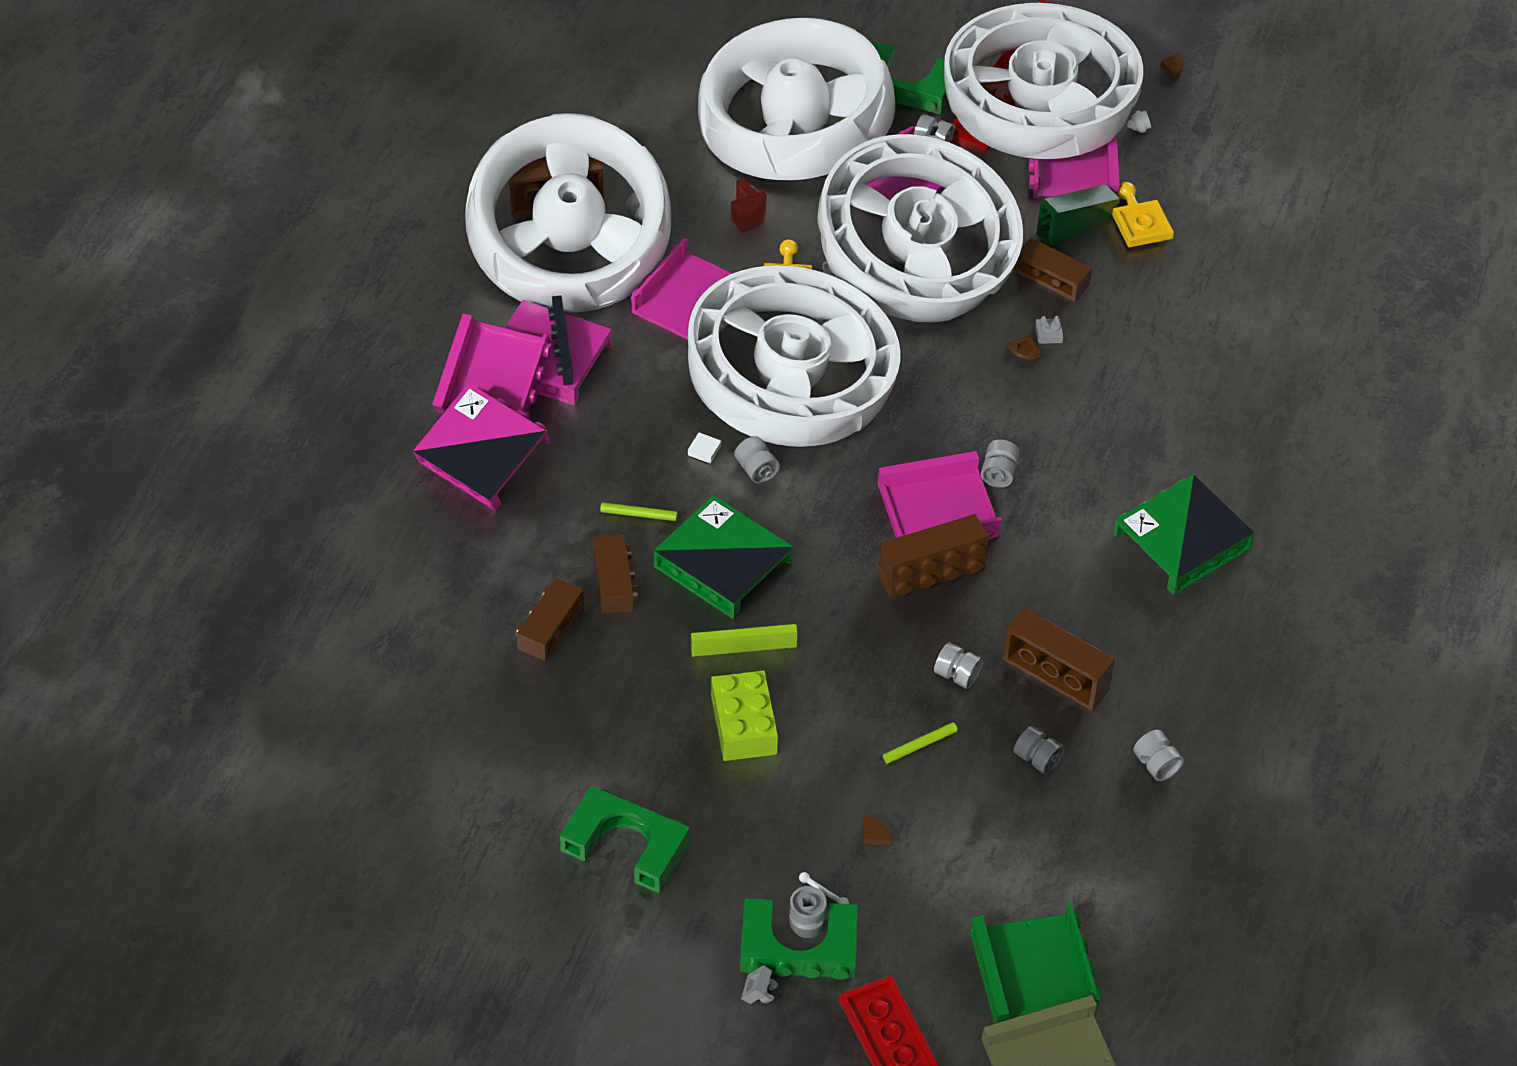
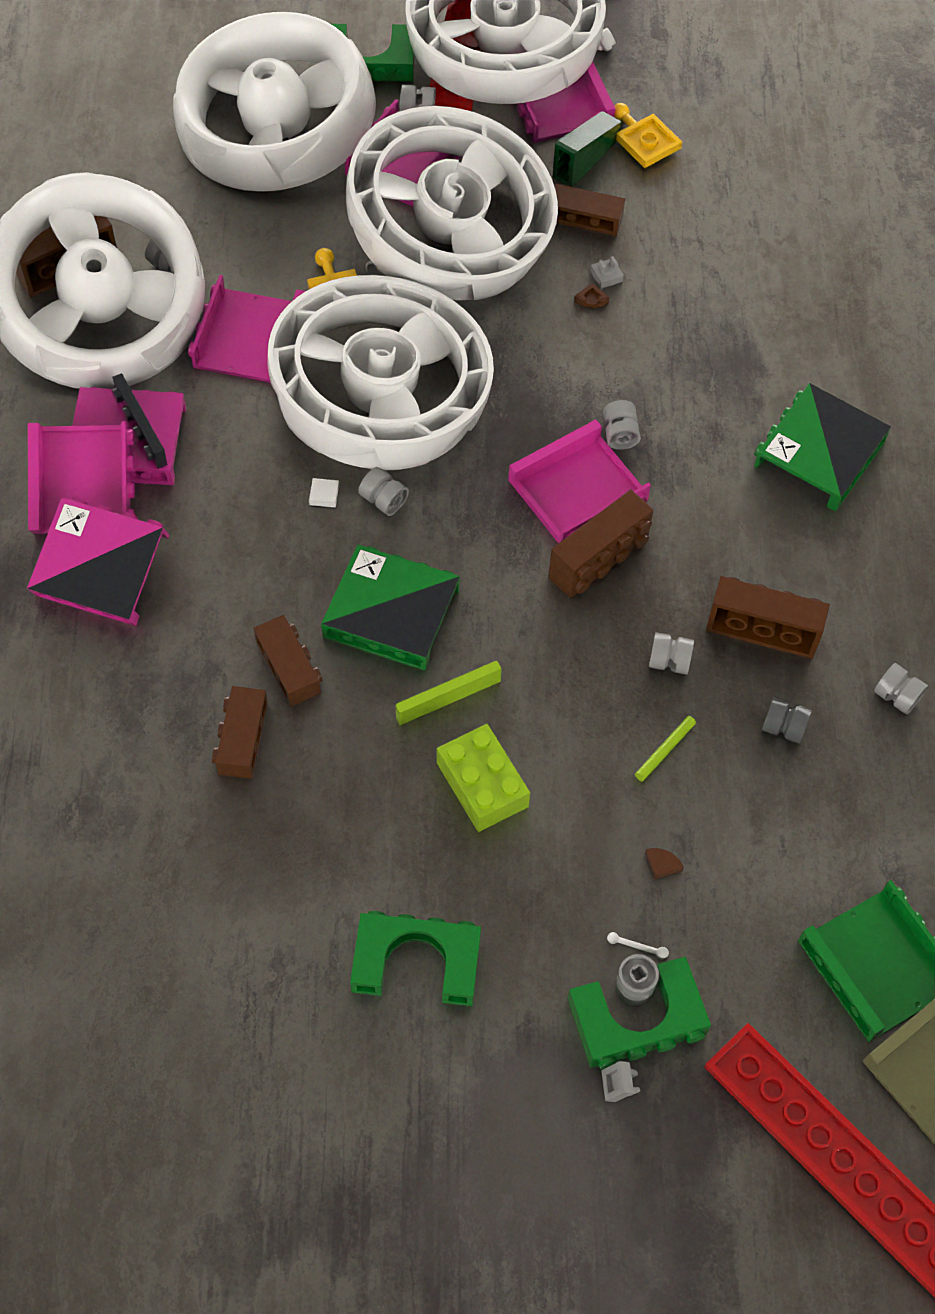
camera: 20 degrees left, 10 degrees up
(639, 511) = (285, 582): lime bar -> none
(749, 208) = (269, 224): clear red brick -> none

